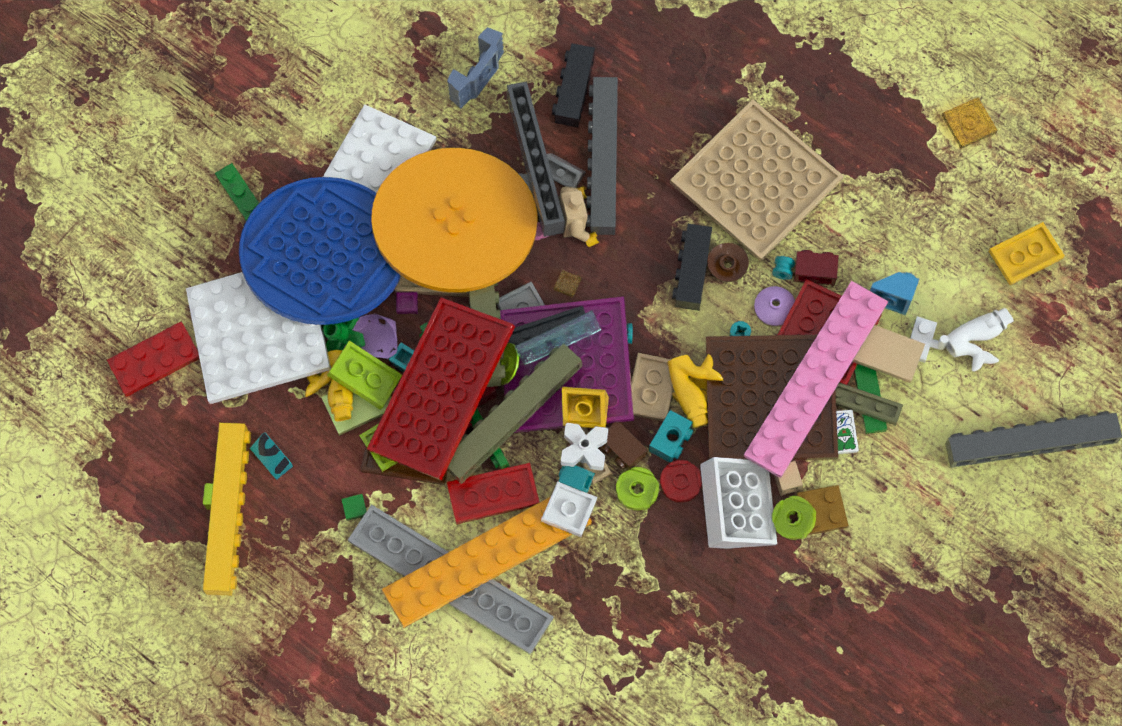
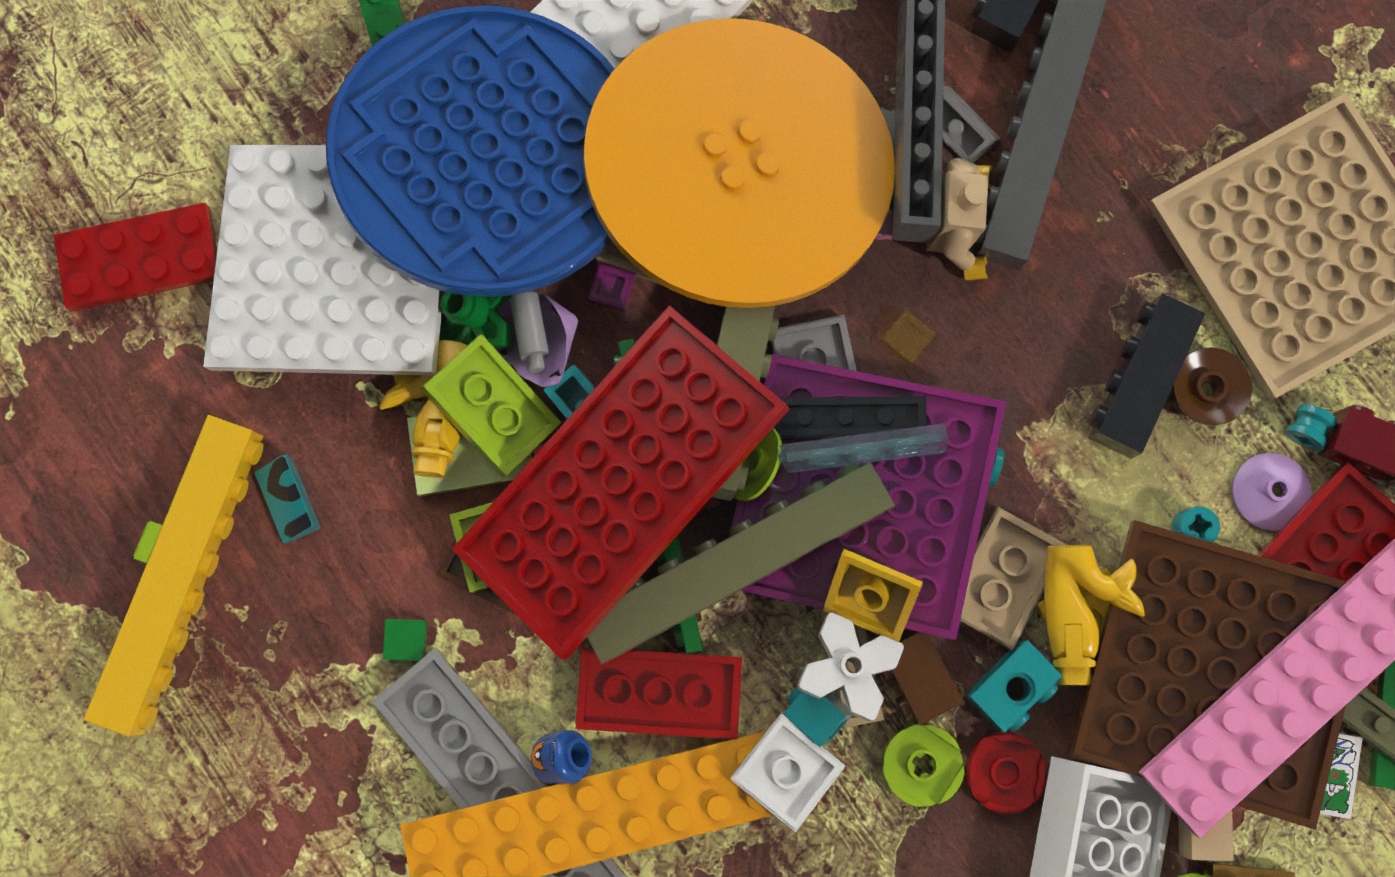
camera: 15 degrees right, 10 degrees up
(372, 332) = (530, 330): none -> light grey cylinder
(453, 536) = (561, 758): none -> blue head

